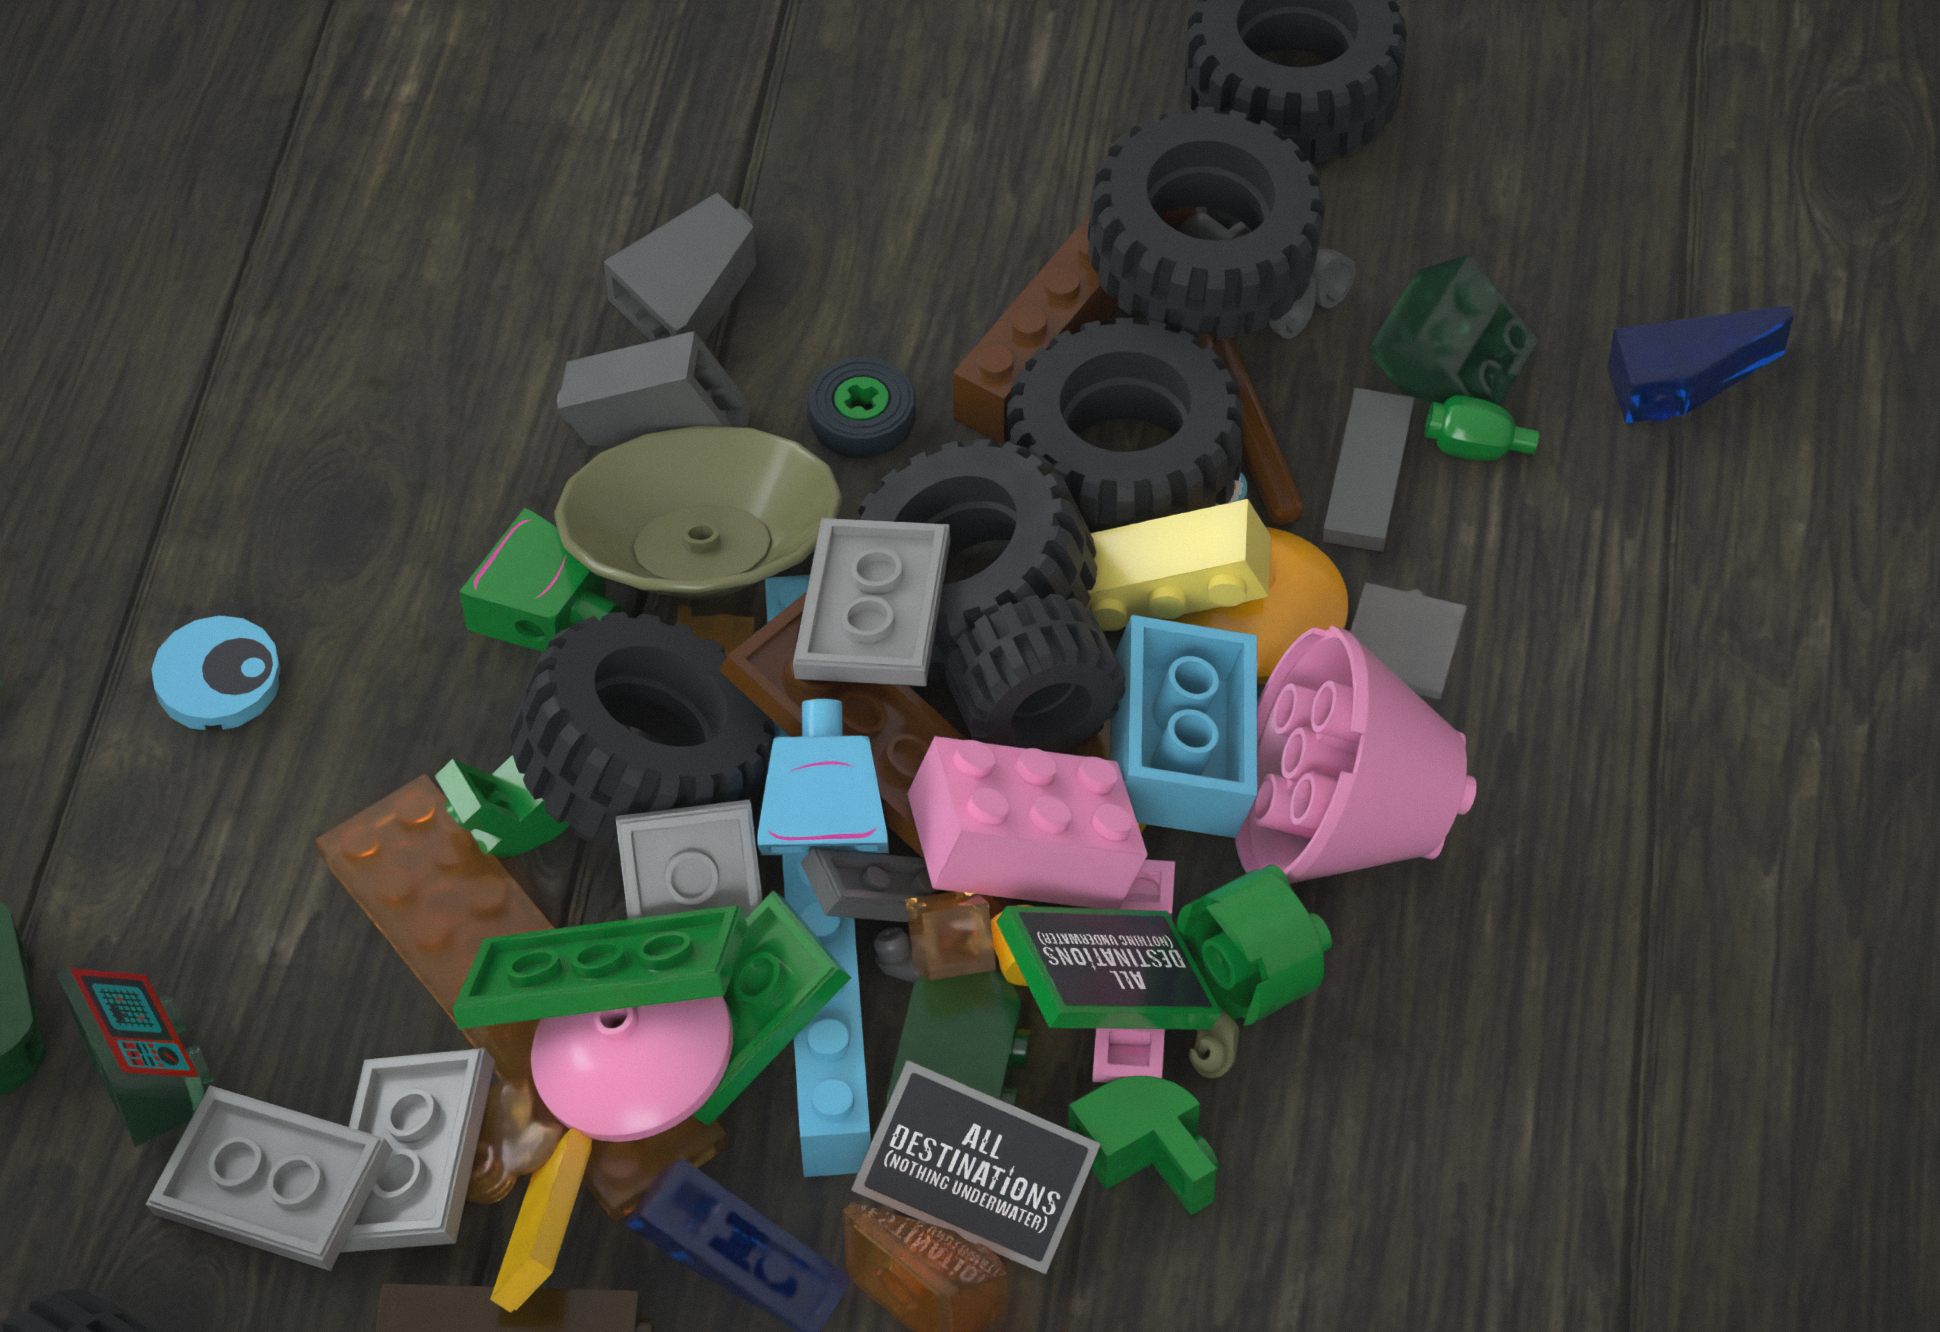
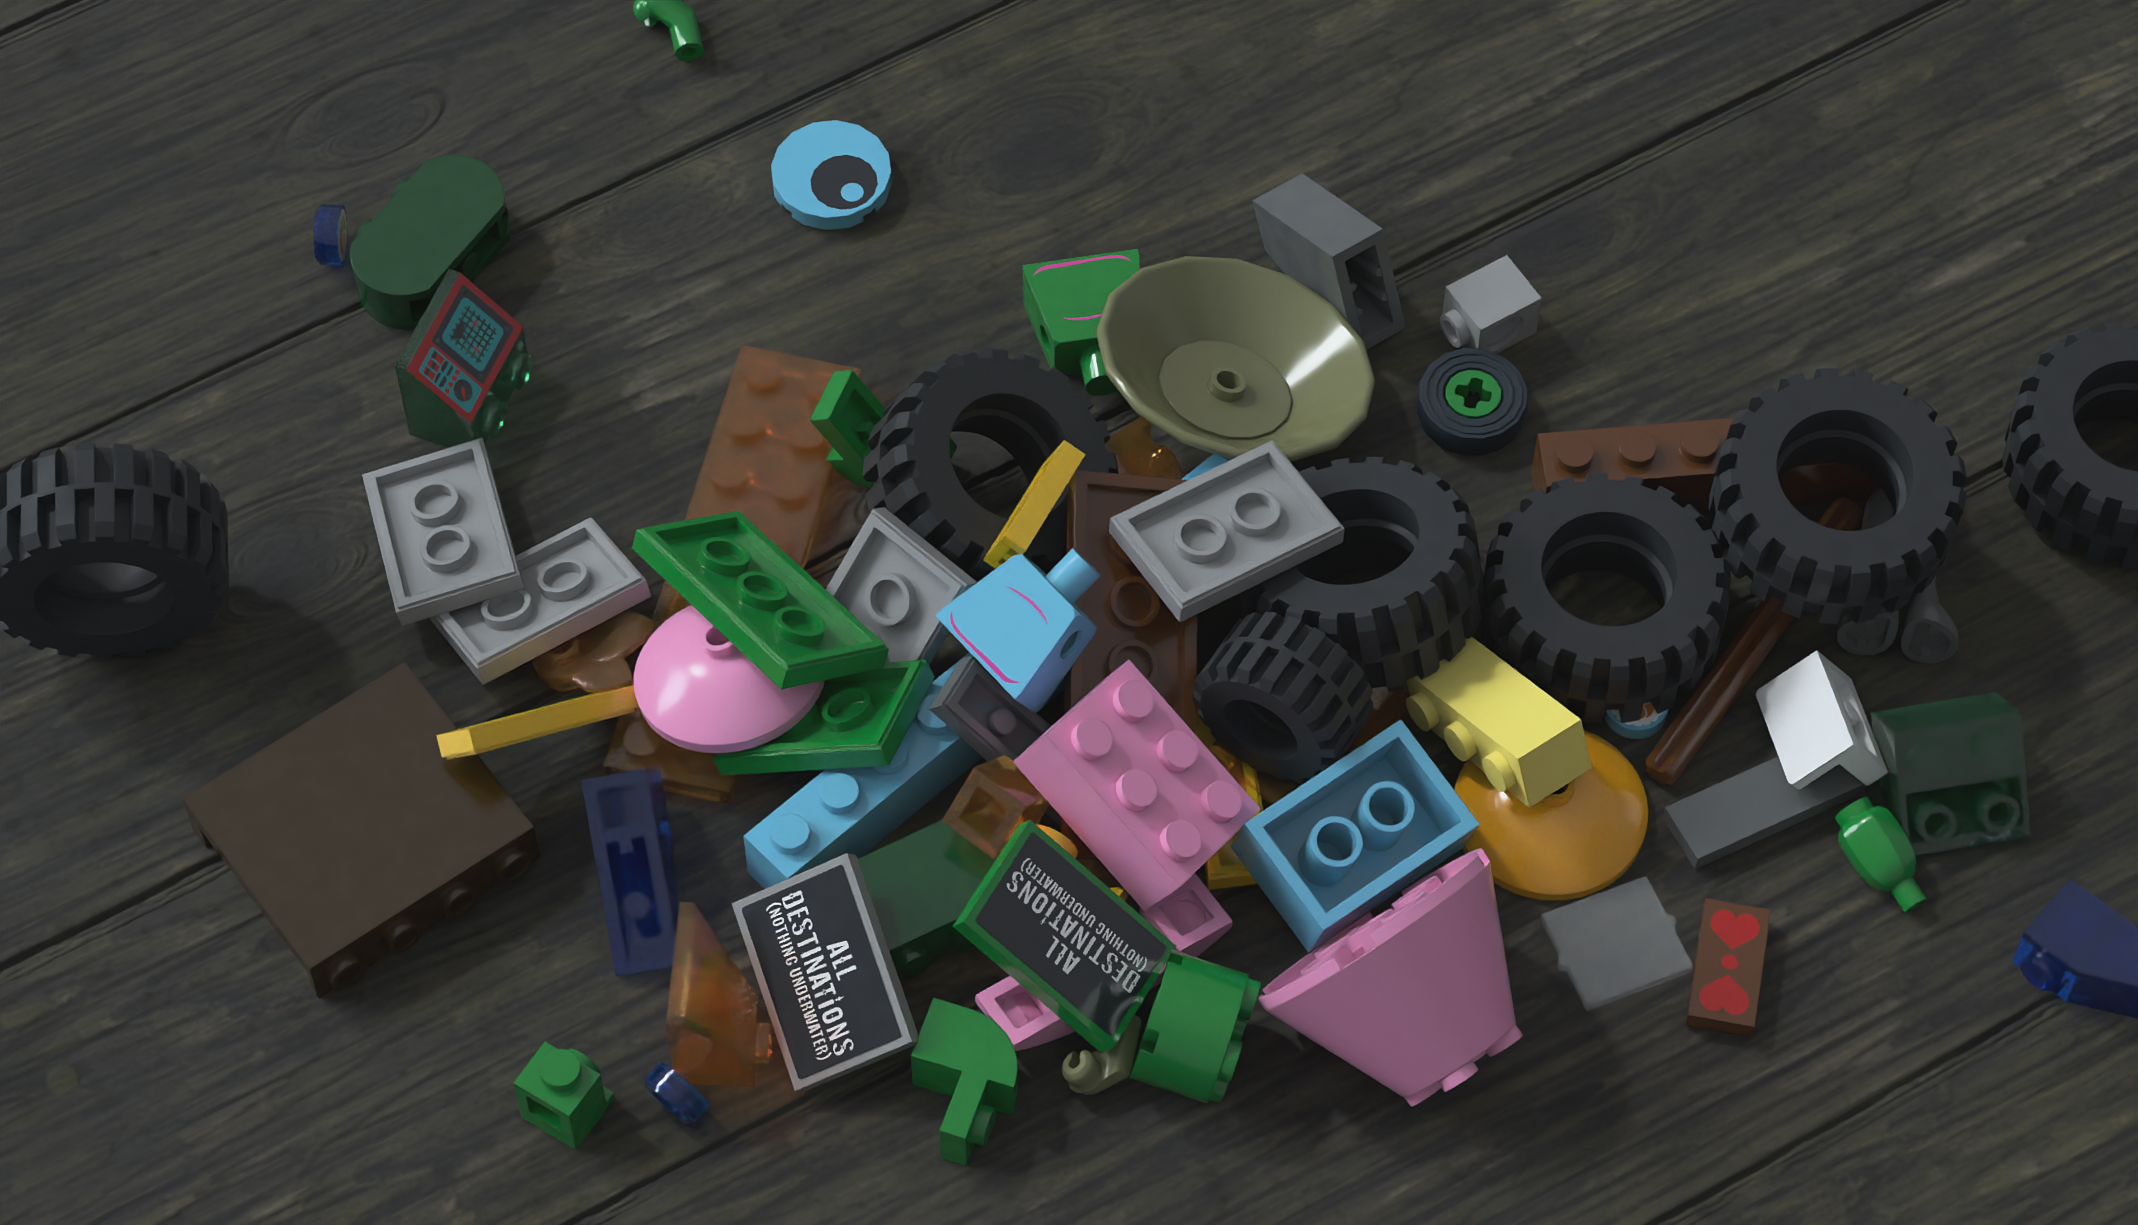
camera: 50 degrees right, 5 degrees up
(684, 270) = (1477, 190): dark grey slope -> none
(730, 707) = (1035, 504): none -> yellow tile
(799, 336) = (1490, 308): none -> light grey brick
(1345, 389) = (1819, 723): none -> white panel
(1488, 585) = (1728, 967): none -> reddish brown tile

